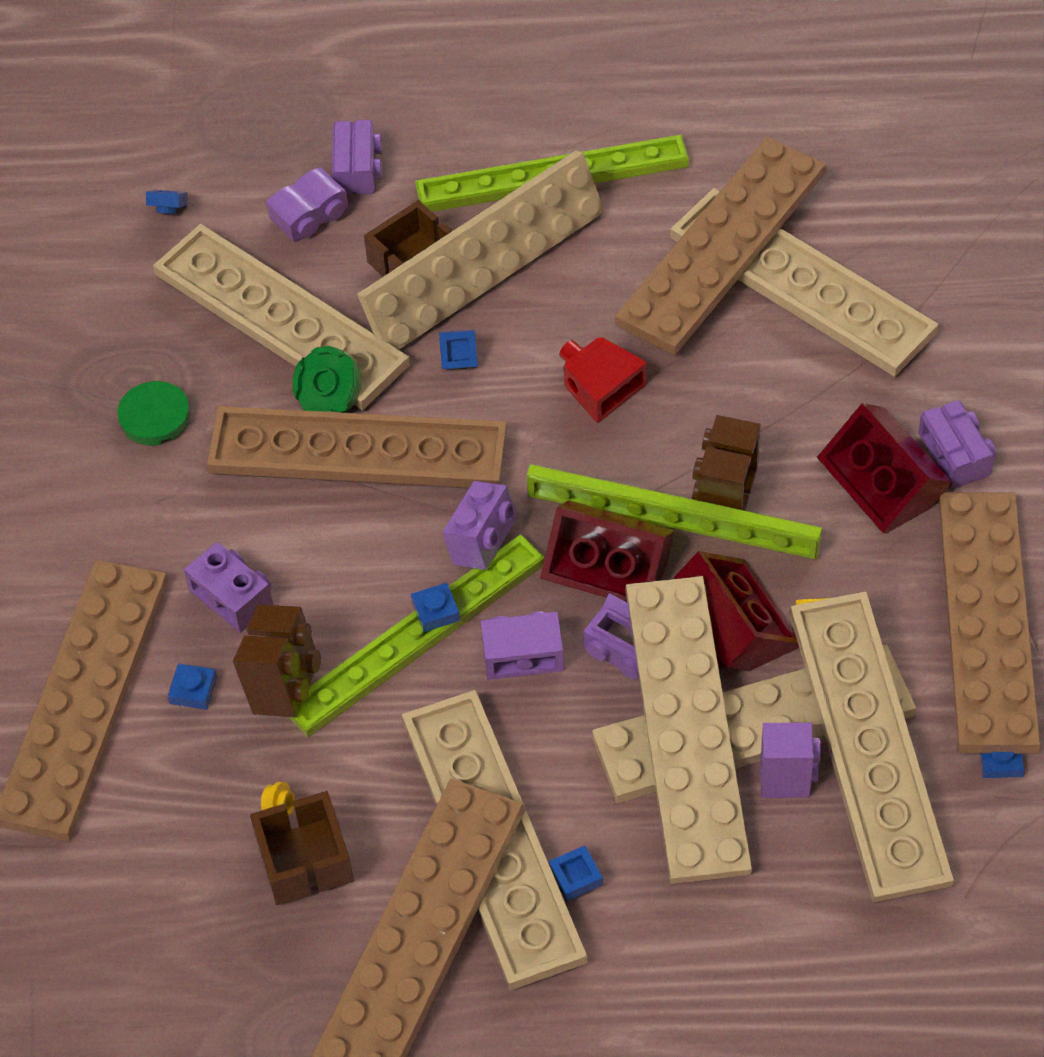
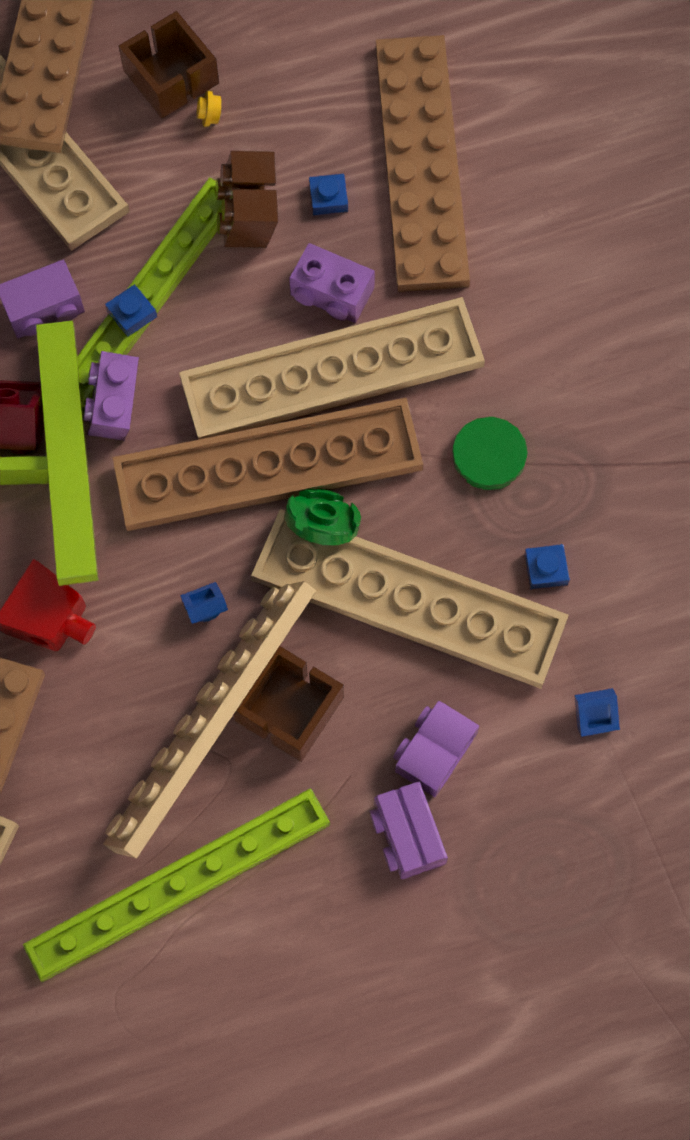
camera: 160 degrees right, 15 degrees up
(151, 315) = (546, 566): none -> blue plate
(264, 512) = (332, 369): none -> tan plate
(537, 480) = (66, 454): none -> lime tile

